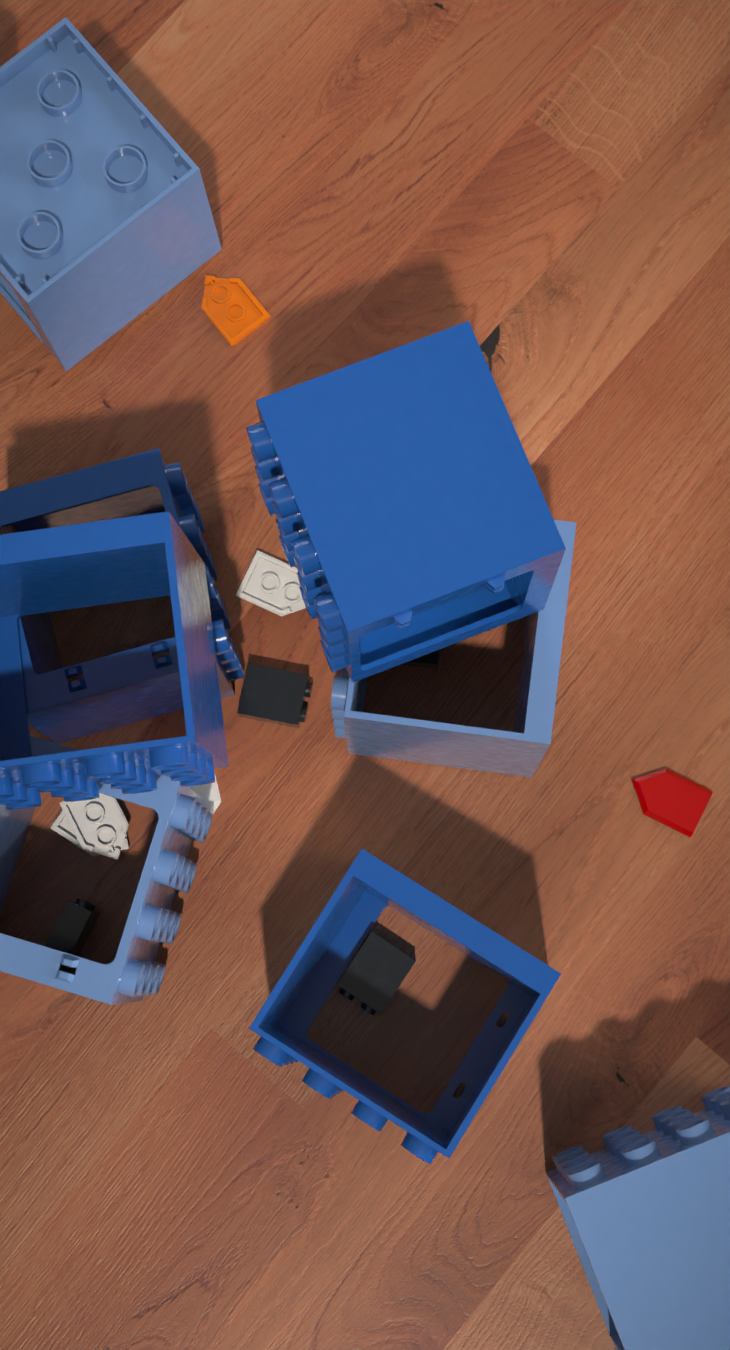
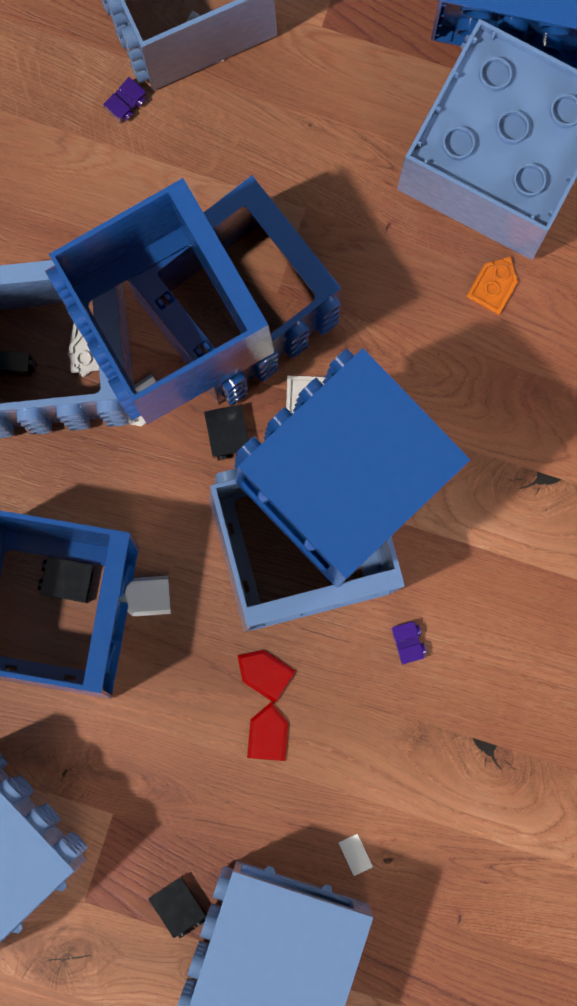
camera: 65 degrees right, 5 degrees up
(441, 872) = (148, 596): none -> white tile
(593, 772) = (264, 673): none -> red tile
(625, 581) = (408, 643): none -> dark purple brick

